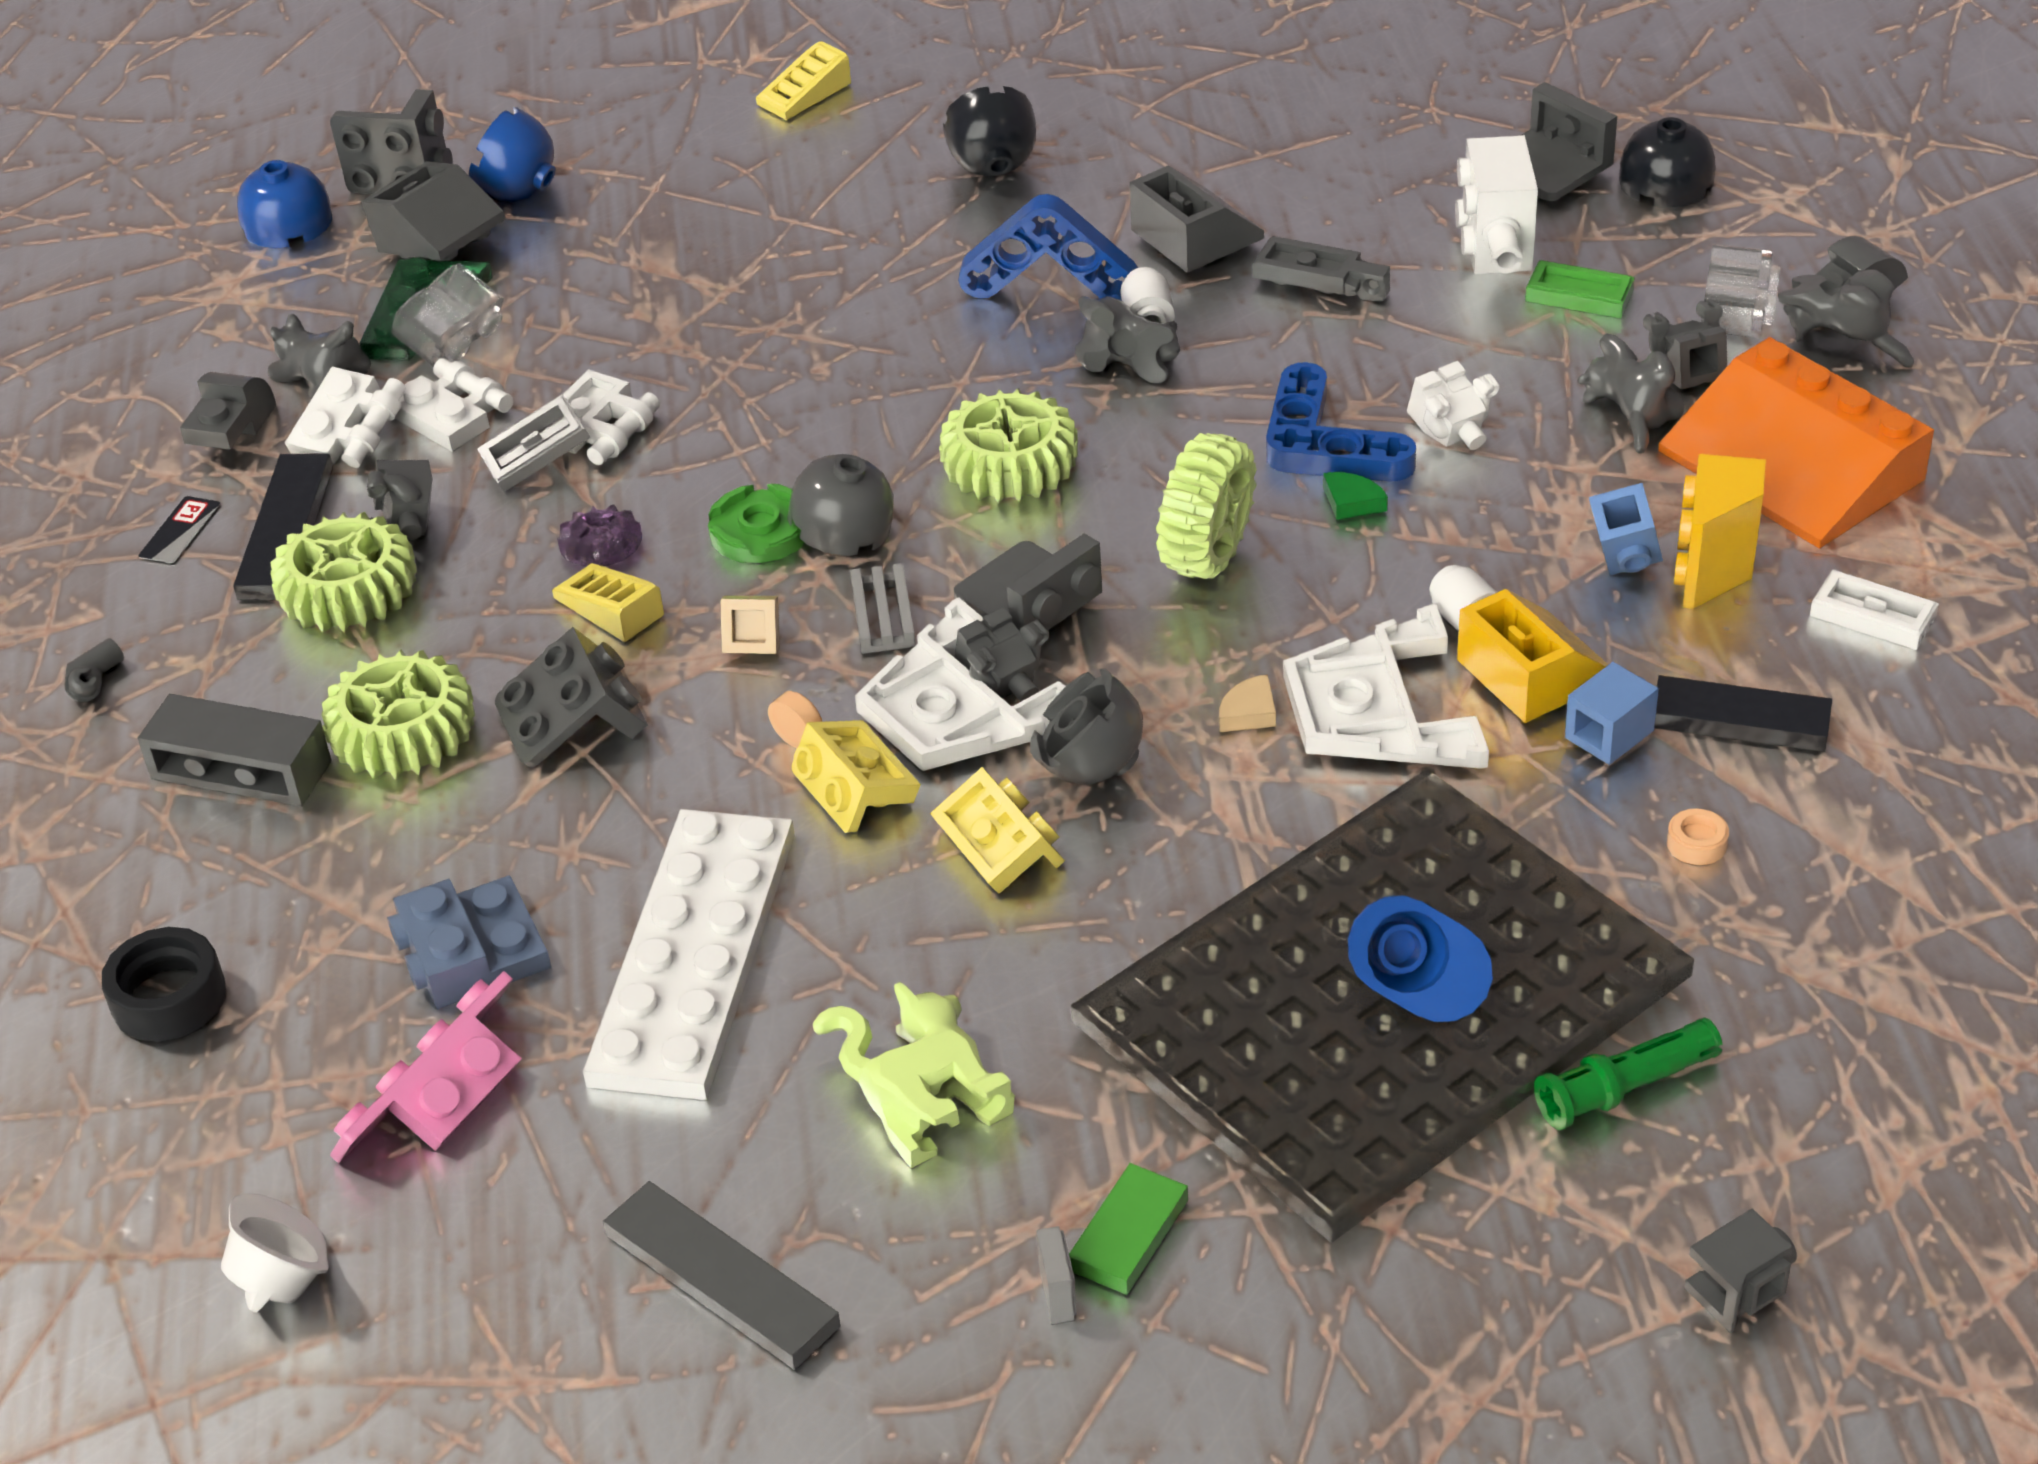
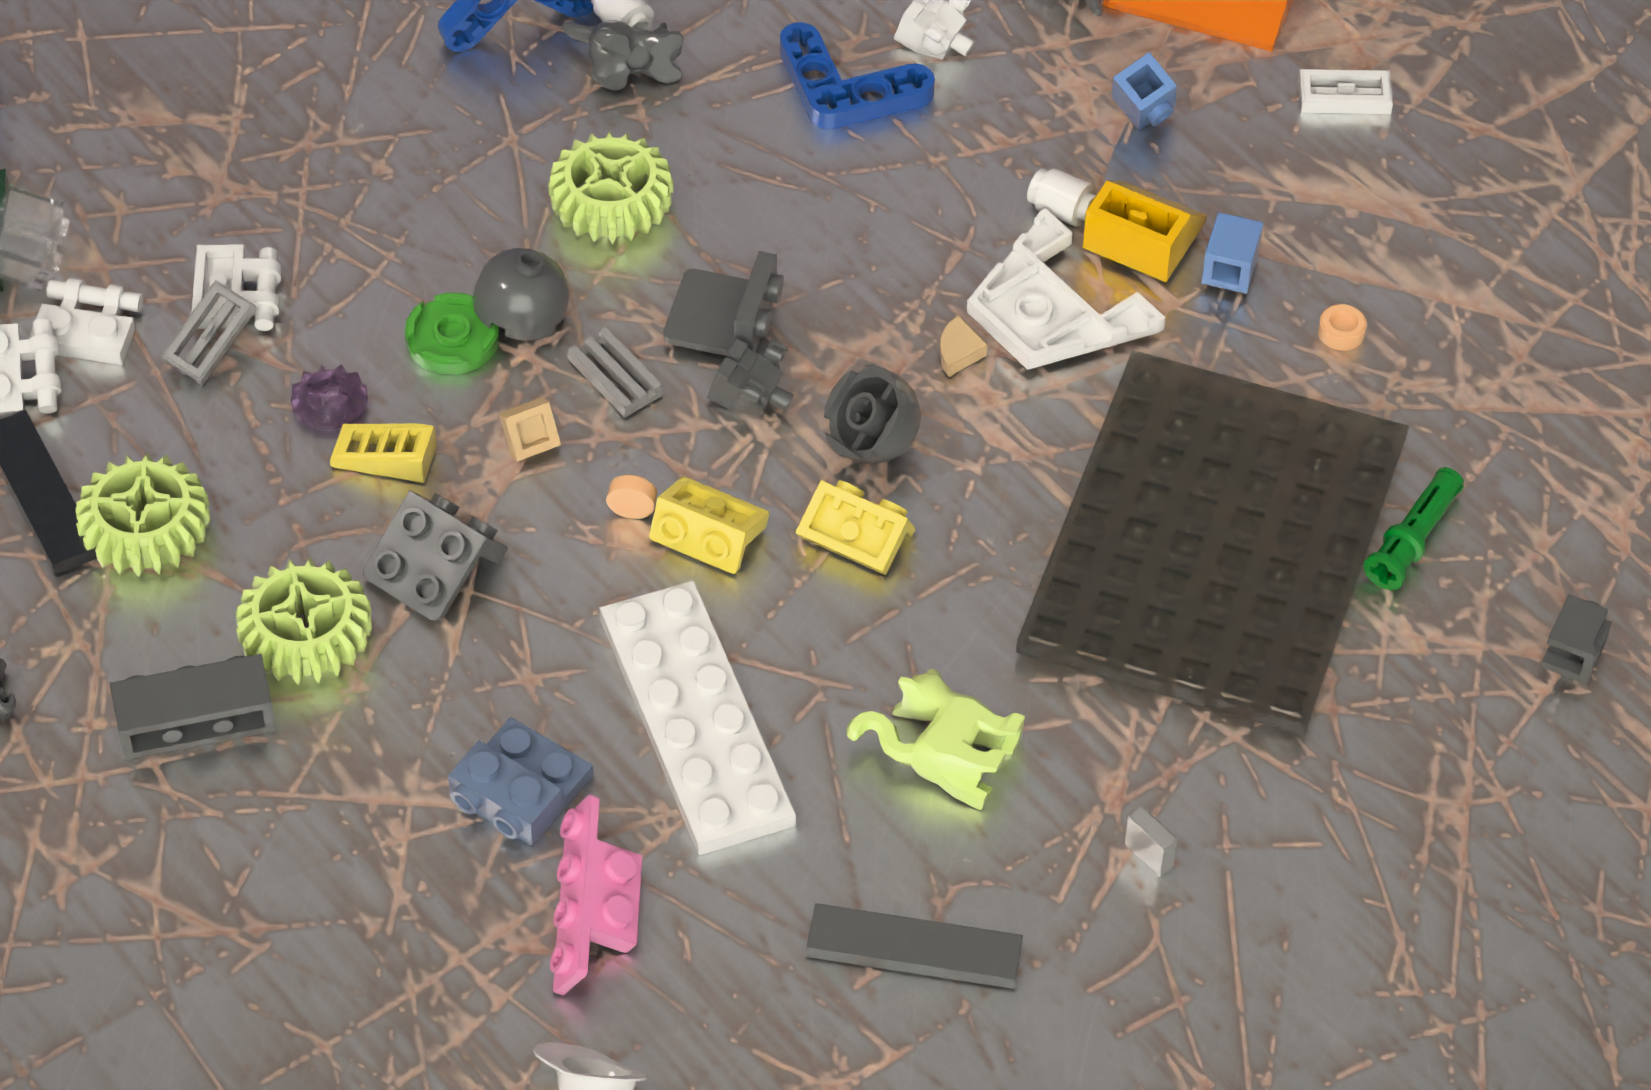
camera: 35 degrees left, 10 degrees up
(168, 1015) = (301, 888): black tyre -> none
(403, 494) = (139, 426): dark grey piece -> none
(937, 710) = (729, 443): white wing -> none
(1128, 1228) = (1168, 783): bright green tile -> none
(1206, 505) = (833, 190): yellowish green gear -> none
(1353, 495) = (906, 131): green tile -> none
(1419, 958) = (1248, 505): blue piece -> none
(1720, 527) = (1211, 64): yellow slope -> none
(1743, 713) = (1314, 213): black tile -> none

